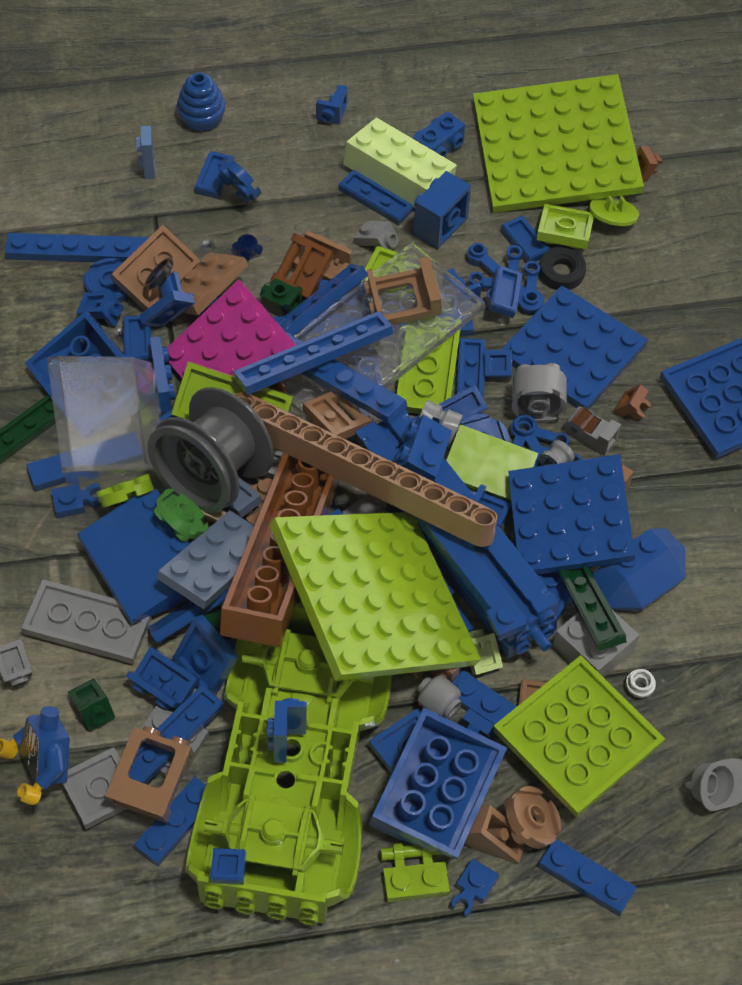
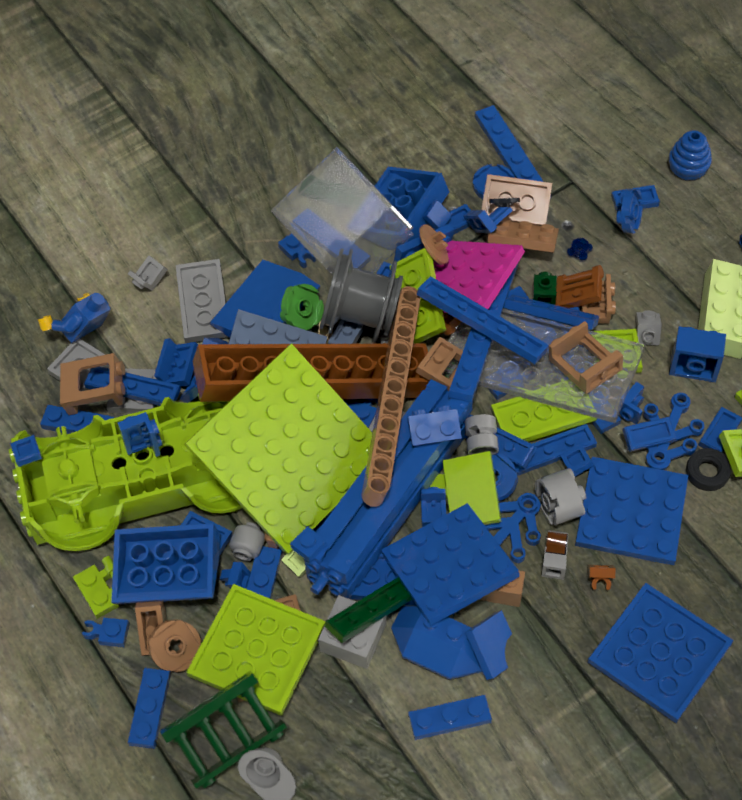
camera: 70 degrees right, 0 degrees up
(92, 704) = (138, 331): dark green bracket -> none
(101, 305) = (464, 188): blue bracket -> none
(125, 490) = (312, 271): lime plate -> none
(130, 344) = (437, 215): none -> blue tile
(146, 159) = (616, 145): medium blue plate -> none
(174, 350) = (434, 244): none -> medium nougat piece
(375, 197) = (689, 304): blue tile -> none
(557, 453) = (506, 534): light grey wheel -> none
(638, 808) = (200, 718): none -> dark green fence
(643, 676) = (335, 675): white plate -> none
(666, 525) = (489, 643): none -> blue tile
(722, 598) = (449, 717): none -> blue plate

